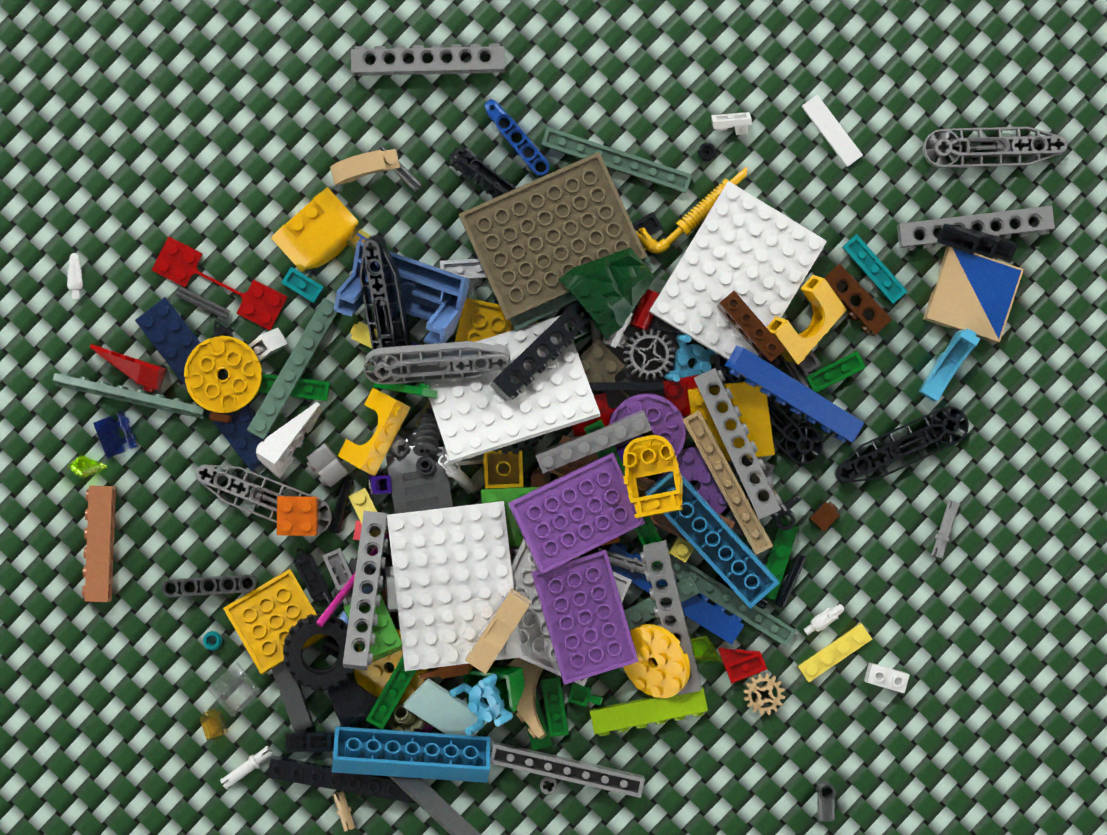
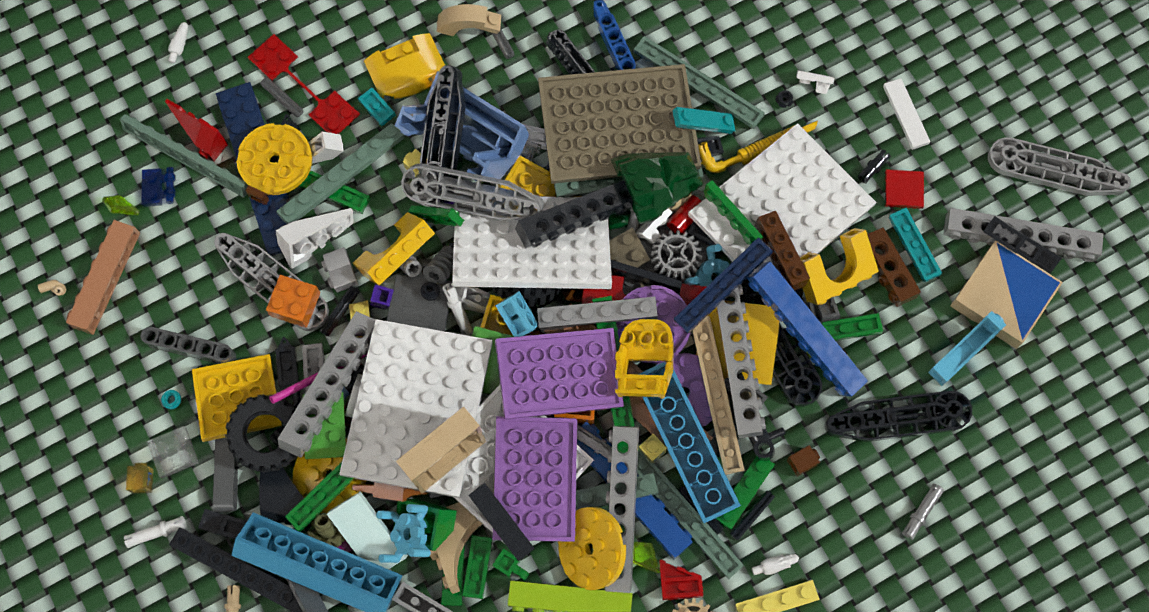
camera: 20 degrees right, 15 degrees down
(55, 566) = (53, 285): none -> tan arm
(519, 469) = (517, 315): none -> medium azure brick
(567, 667) = (501, 522): none -> black tile
(635, 206) = (703, 120): none -> teal plate
(685, 299) = (731, 212): none -> green plate
(705, 381) = (723, 285): none -> dark blue plate
(814, 198) = (874, 166): none -> black pin
(849, 212) = (904, 189): none -> red tile

